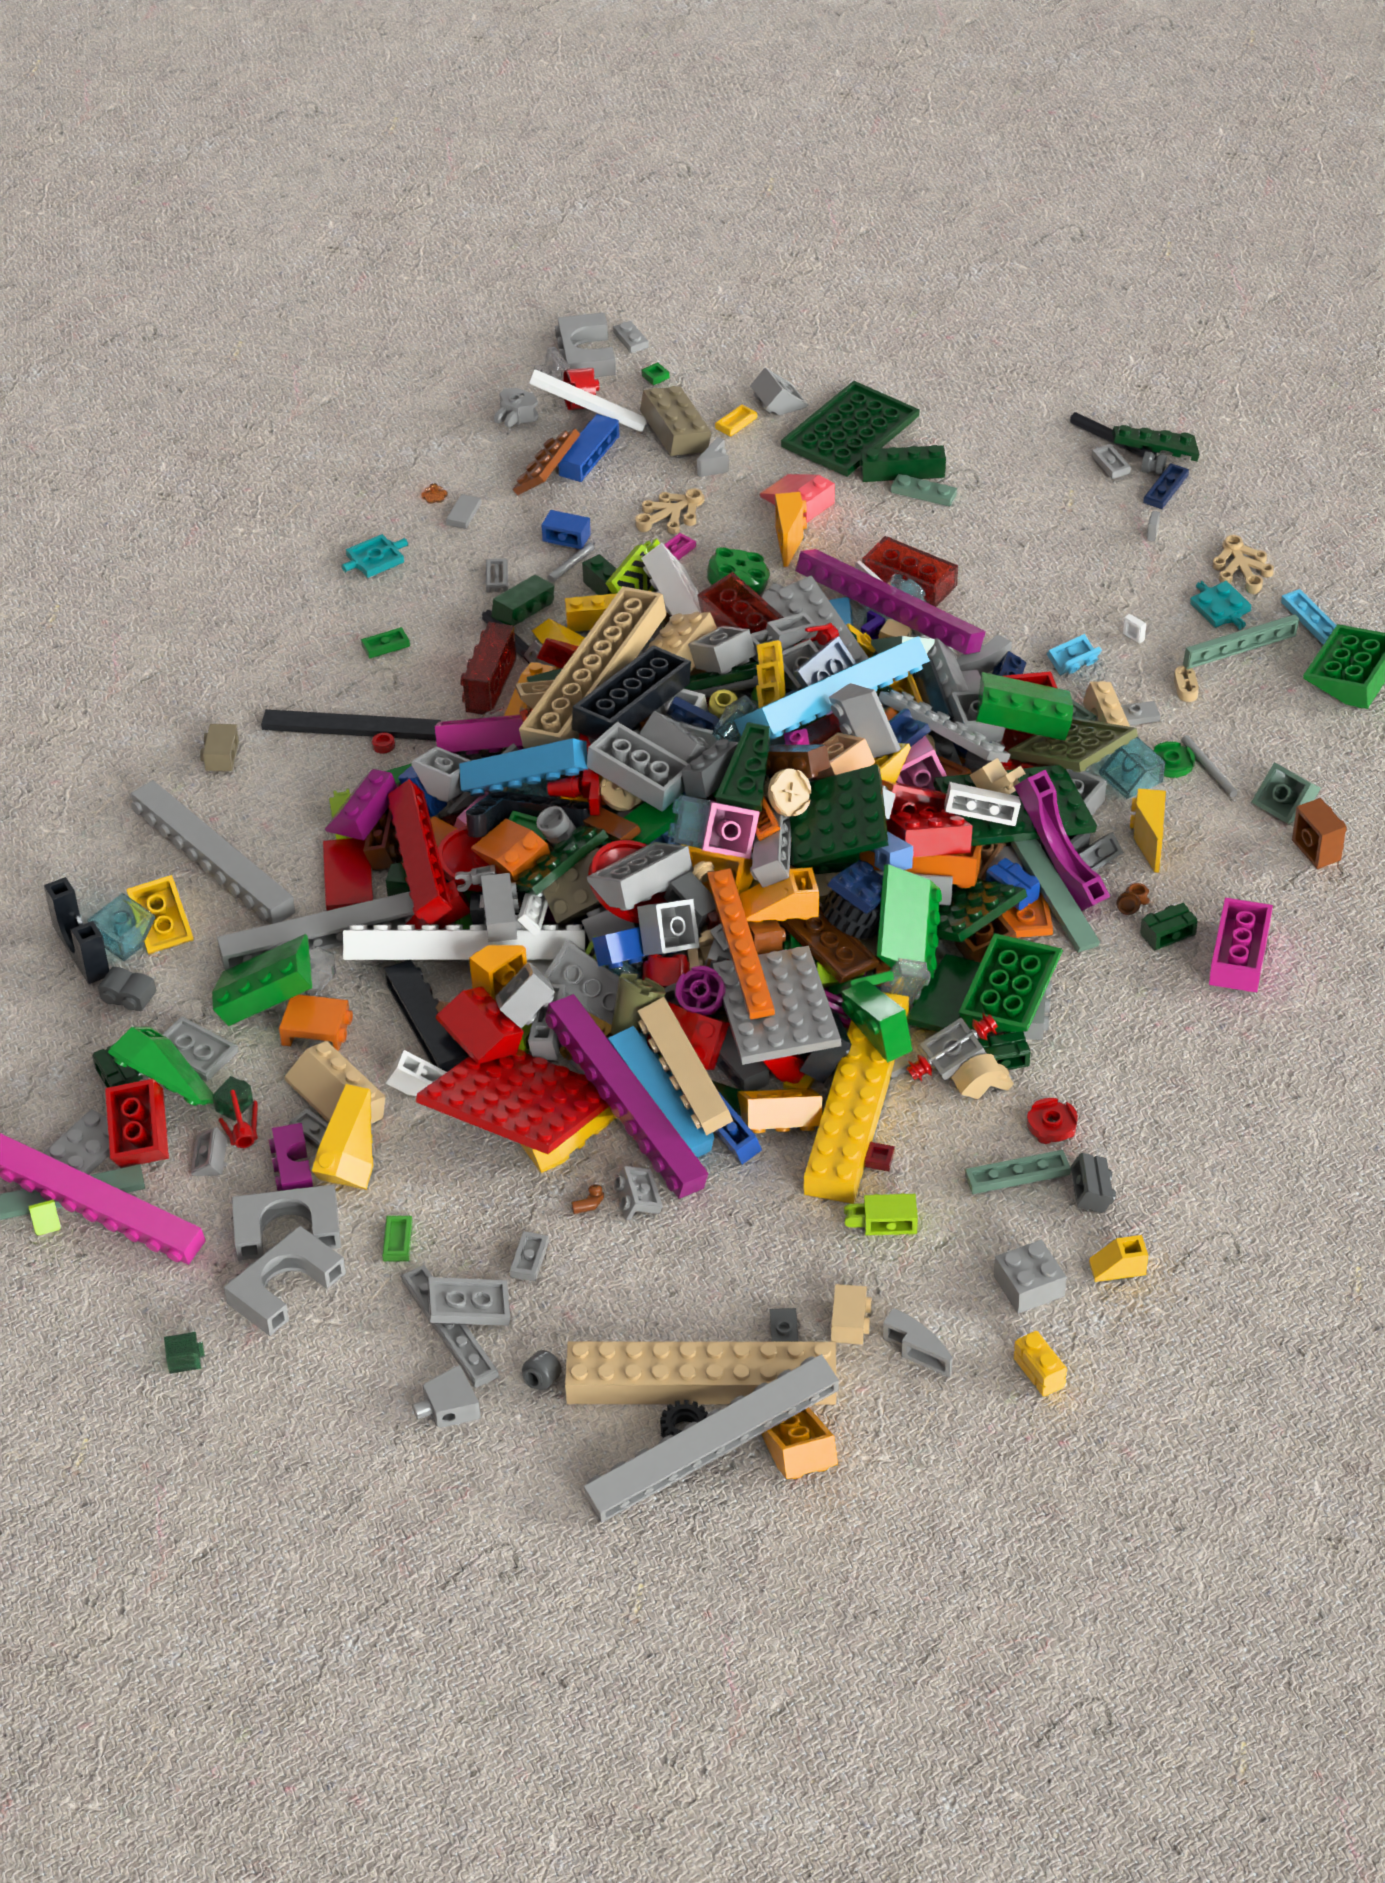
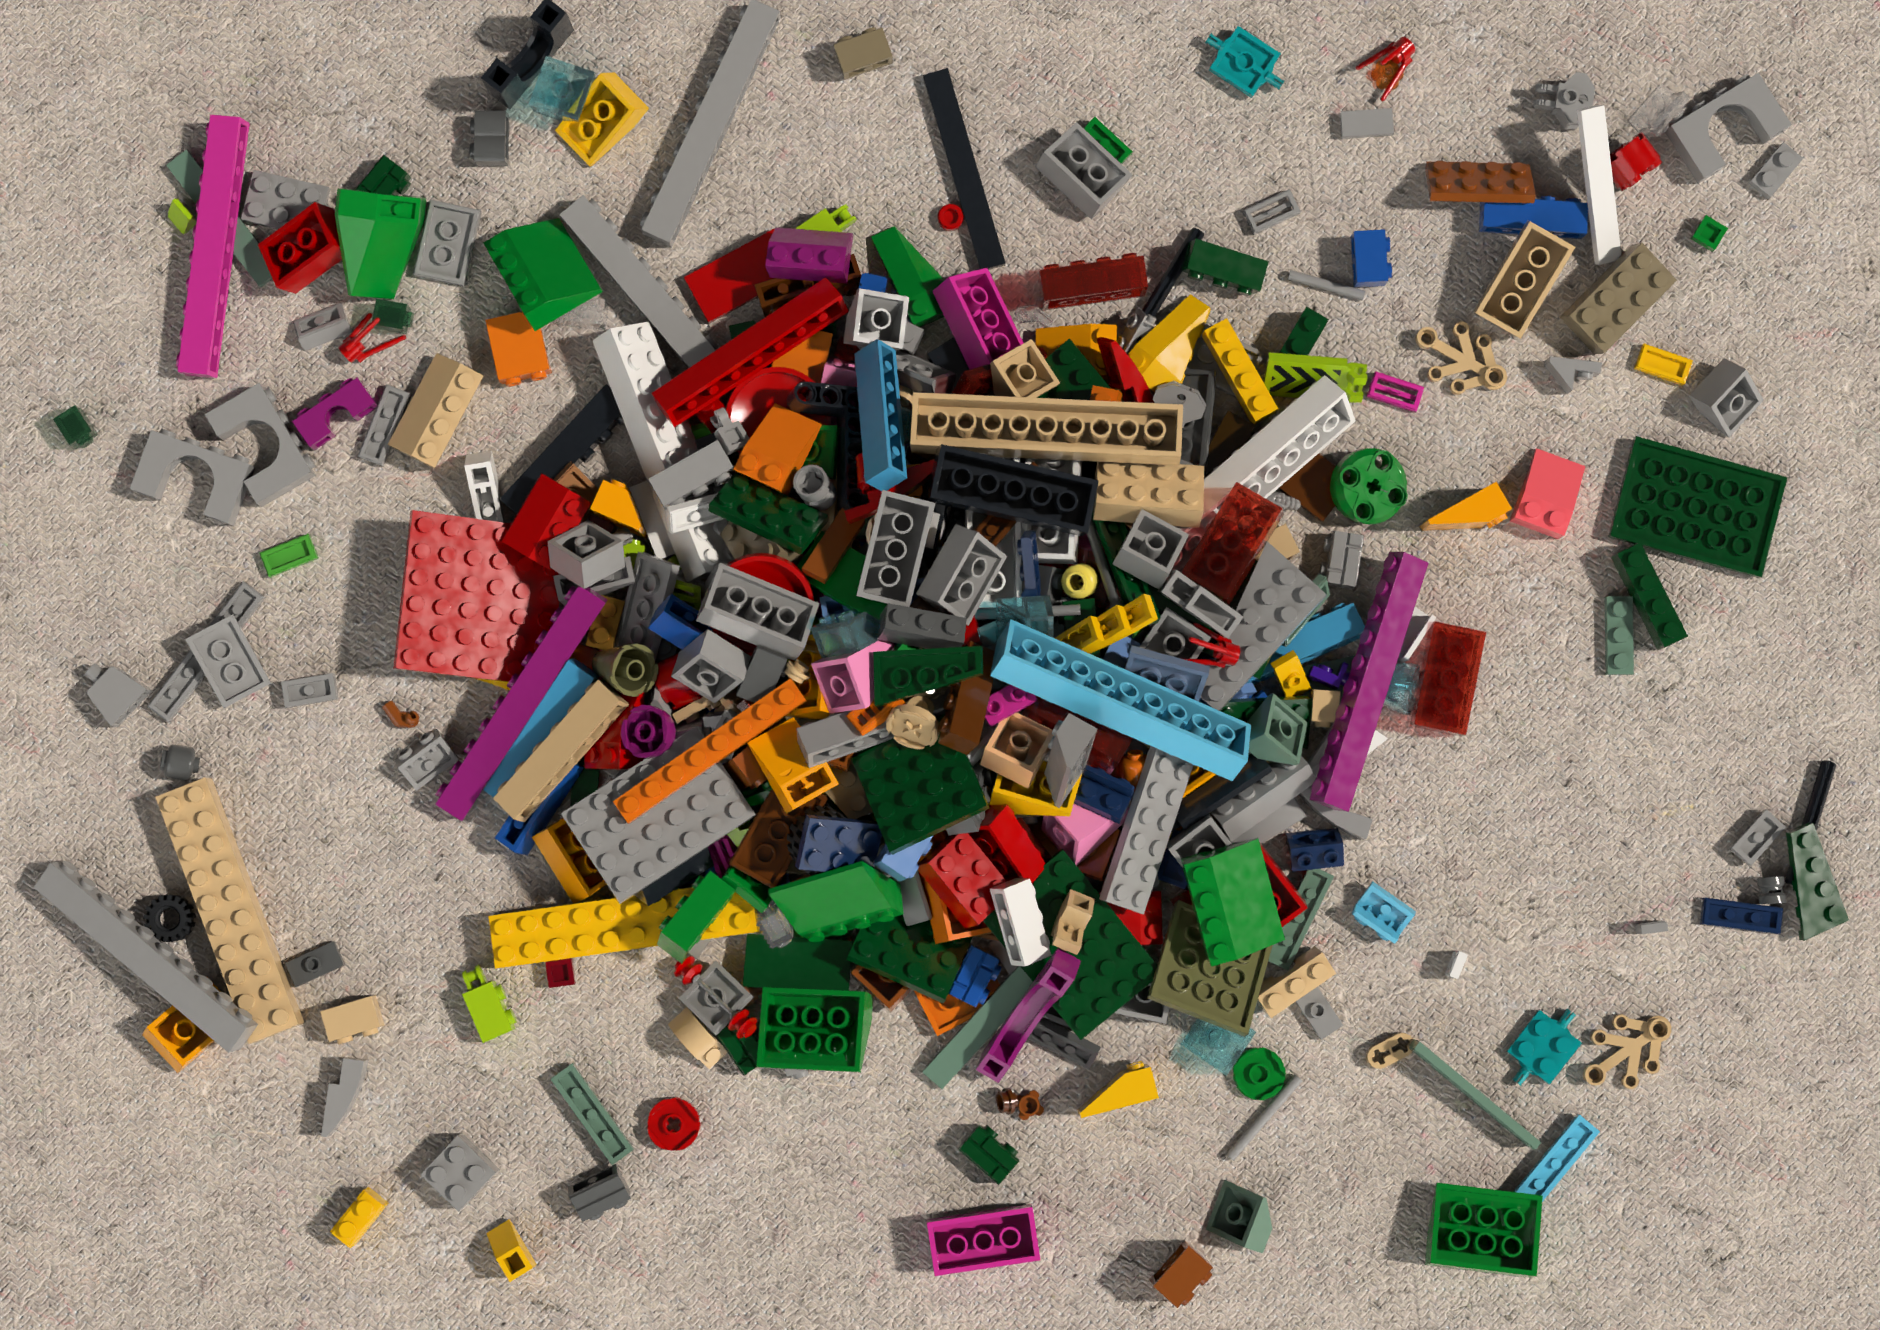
camera: 65 degrees right, 40 degrees up
(347, 1143) = (361, 460): yellow wedge -> none
(399, 655) = (1083, 170): none -> light grey slope
(423, 479) = (1397, 52): none -> red plant
(632, 453) = (1524, 279): none -> tan brick

